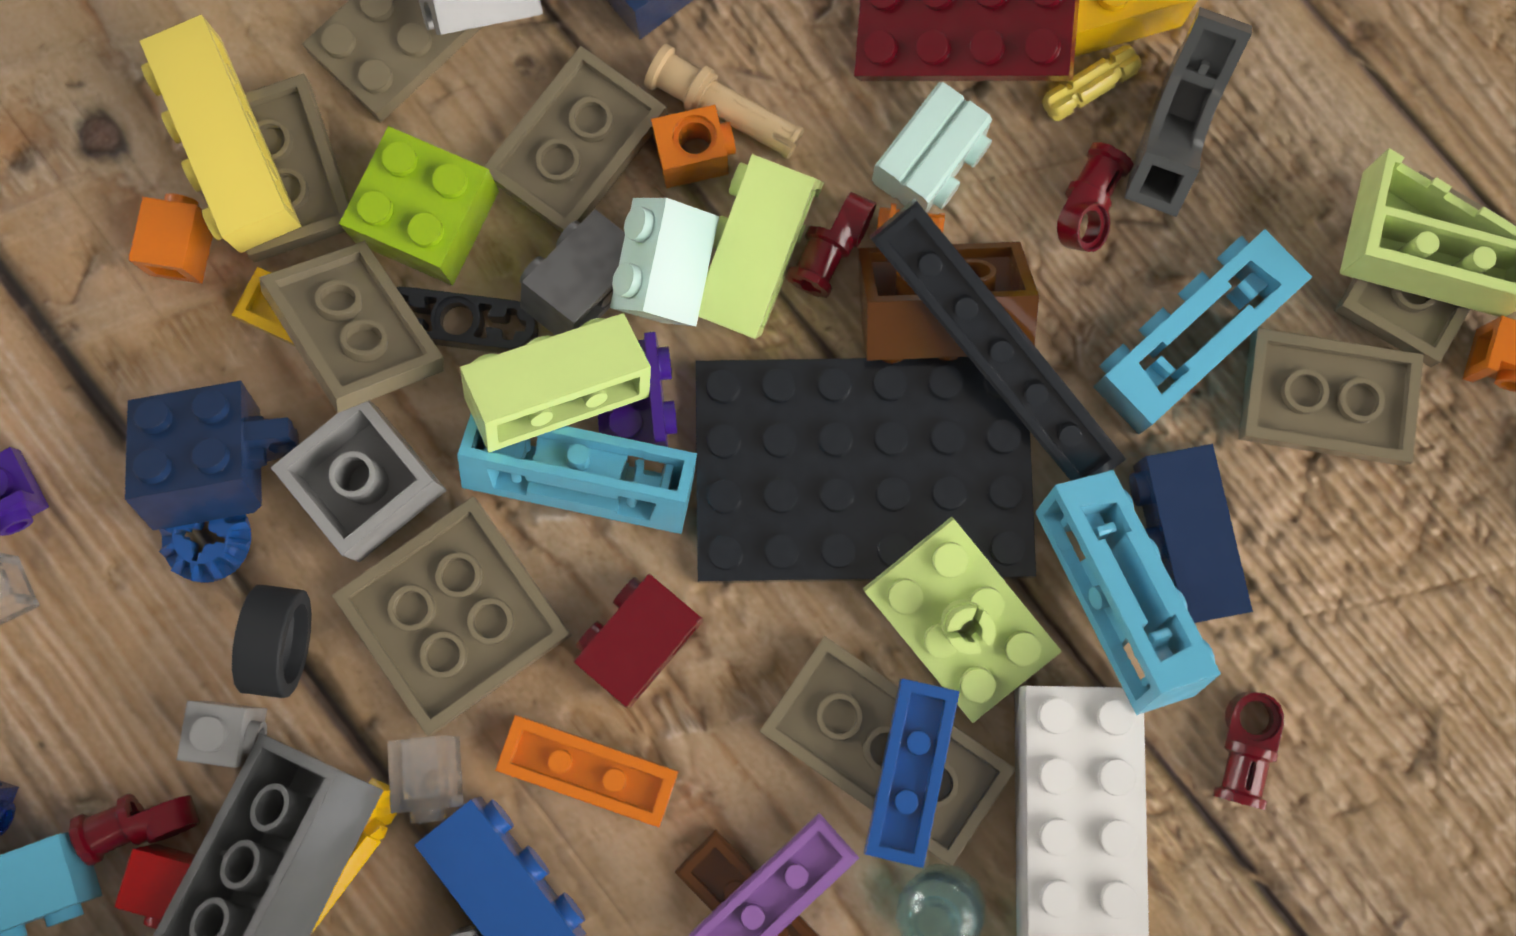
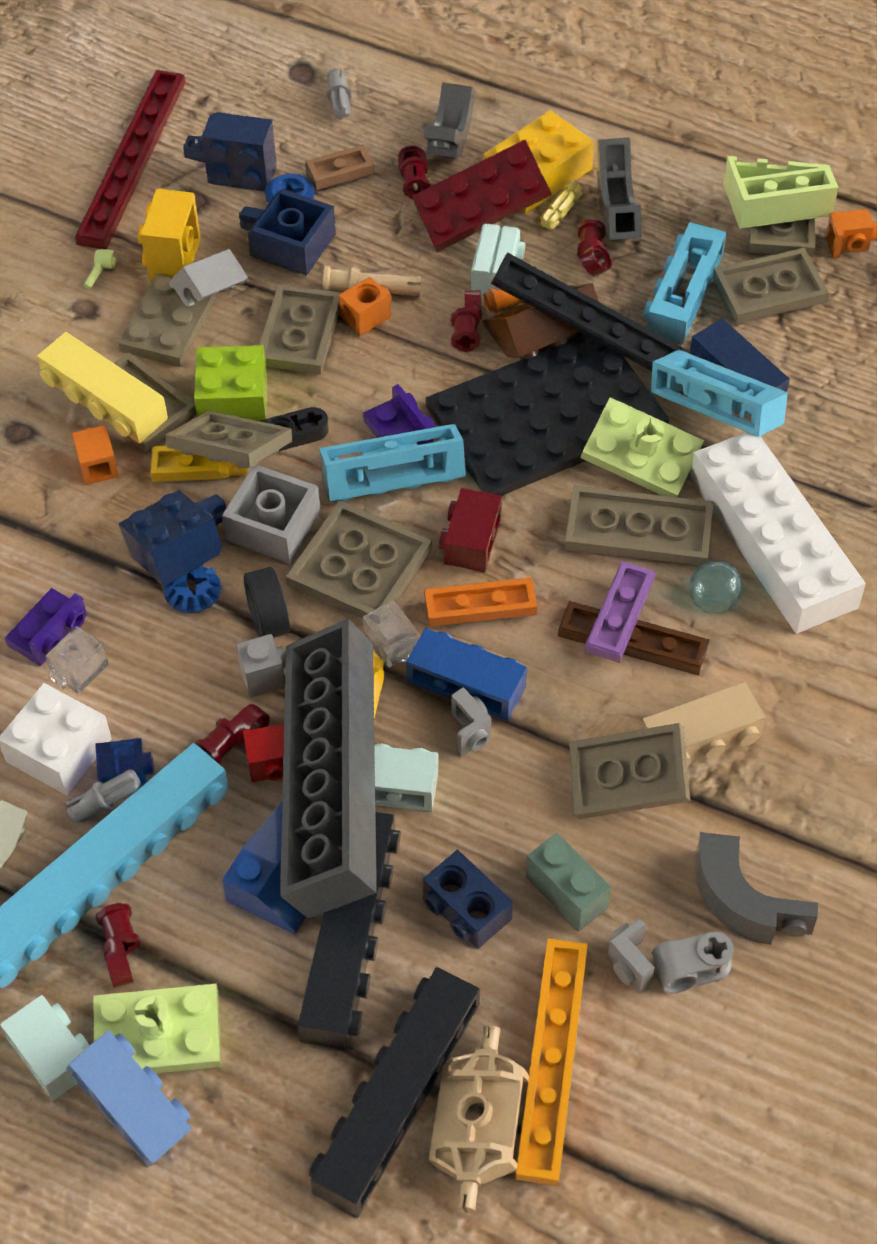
camera: 25 degrees left, 25 degrees down
(555, 381) = (359, 415): yellowish green brick -> none
(575, 277) = (341, 379): flat silver brick -> none
(664, 261) = (385, 347): light aqua brick -> none
(756, 244) = (428, 328): yellowish green wedge -> none
(911, 773) = (659, 517): blue plate -> none
(1249, 753) = (831, 449): dark red connector -> none

